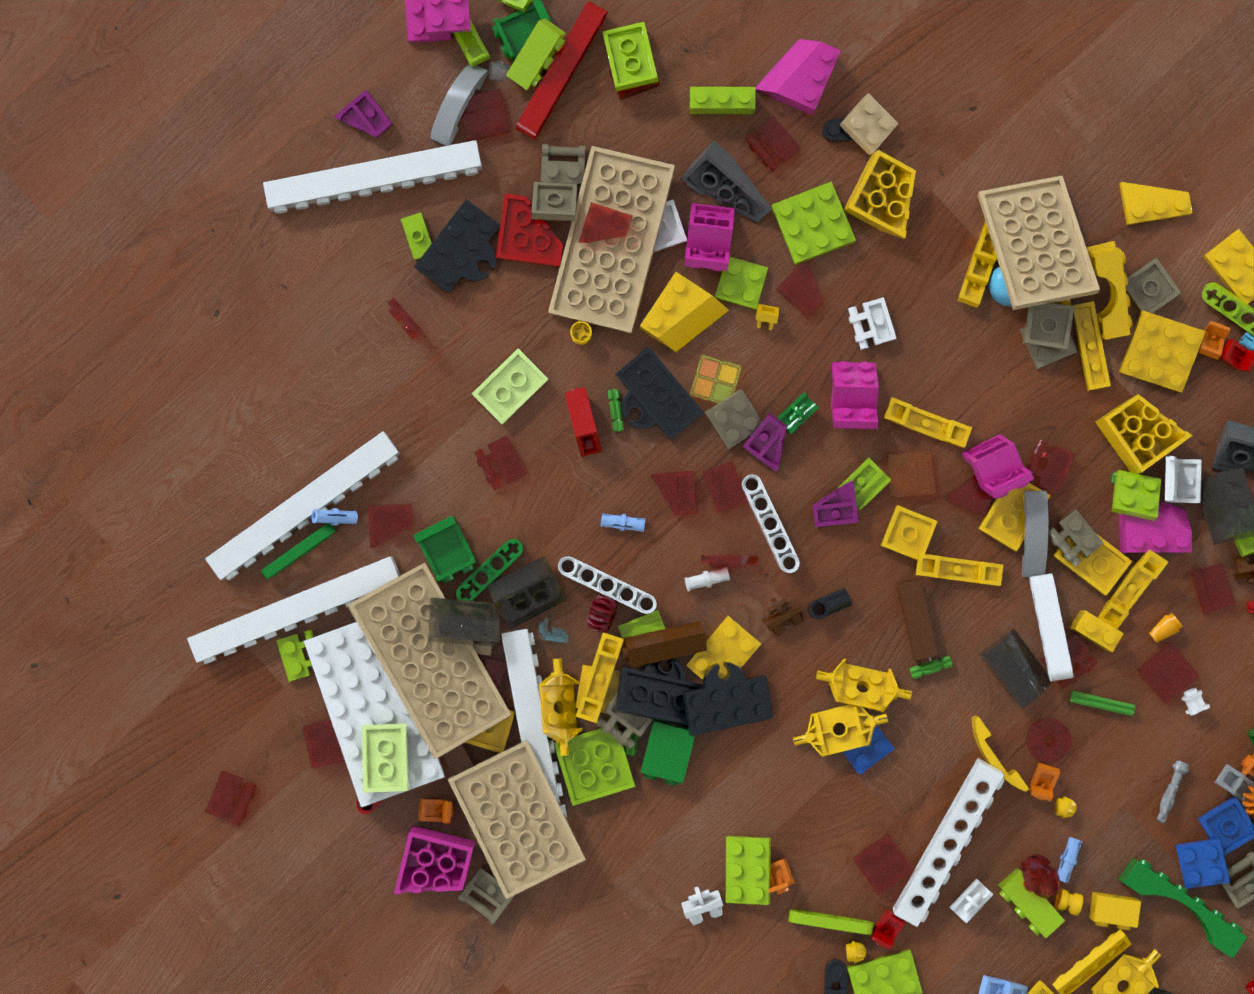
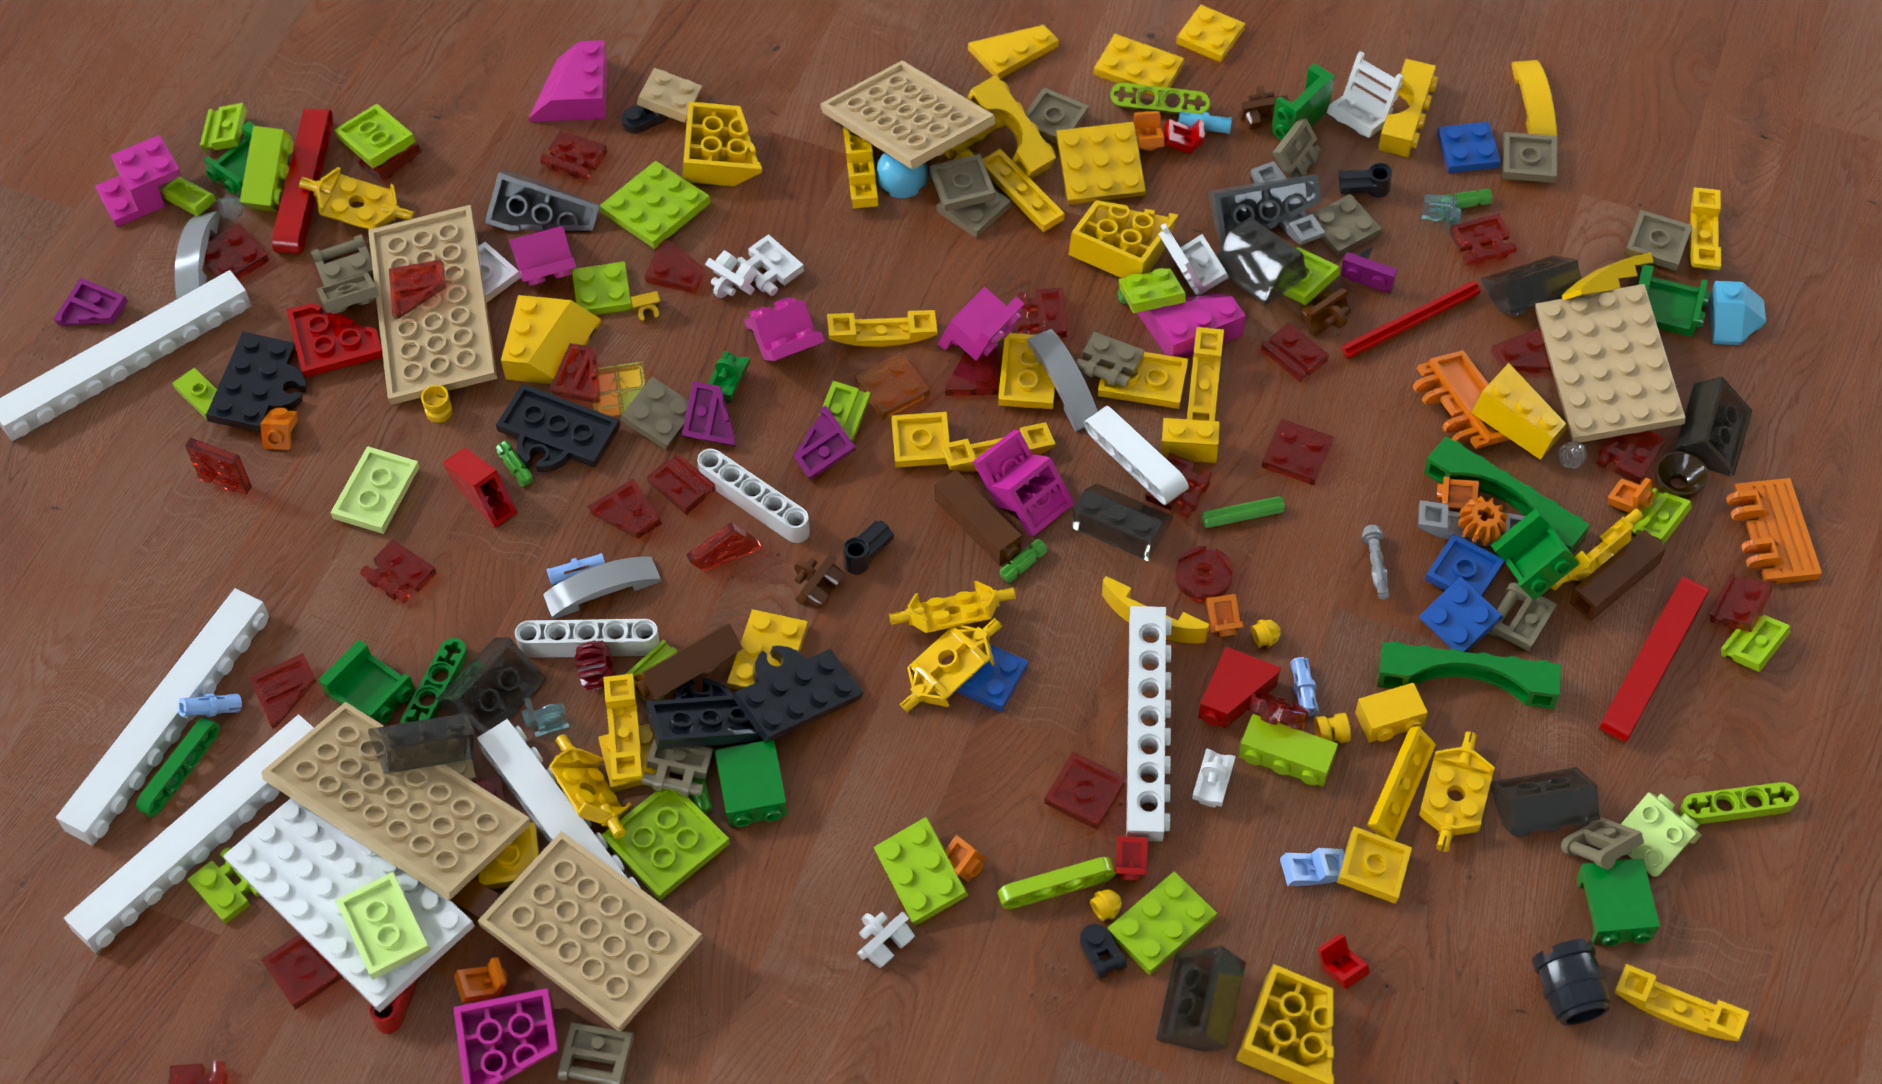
camera: 25 degrees left, 30 degrees down
(462, 297) = (277, 428): none -> orange bracket
(610, 118) = (338, 191): none -> yellow plate
(634, 543) = (600, 581): none -> light grey slope
(691, 358) = (578, 374): none -> clear red wing
(707, 579) = (707, 583): white pin -> none
(722, 100) = (496, 136): lime brick -> none
(837, 324) = (740, 279): none -> white hips
(961, 611) = (1023, 482): none -> dark pink bracket
(1021, 839) = (1233, 685): none -> red slope
(1165, 628) = (1267, 406): light orange cone -> none
(1194, 701) = (1344, 462): white brick -> none

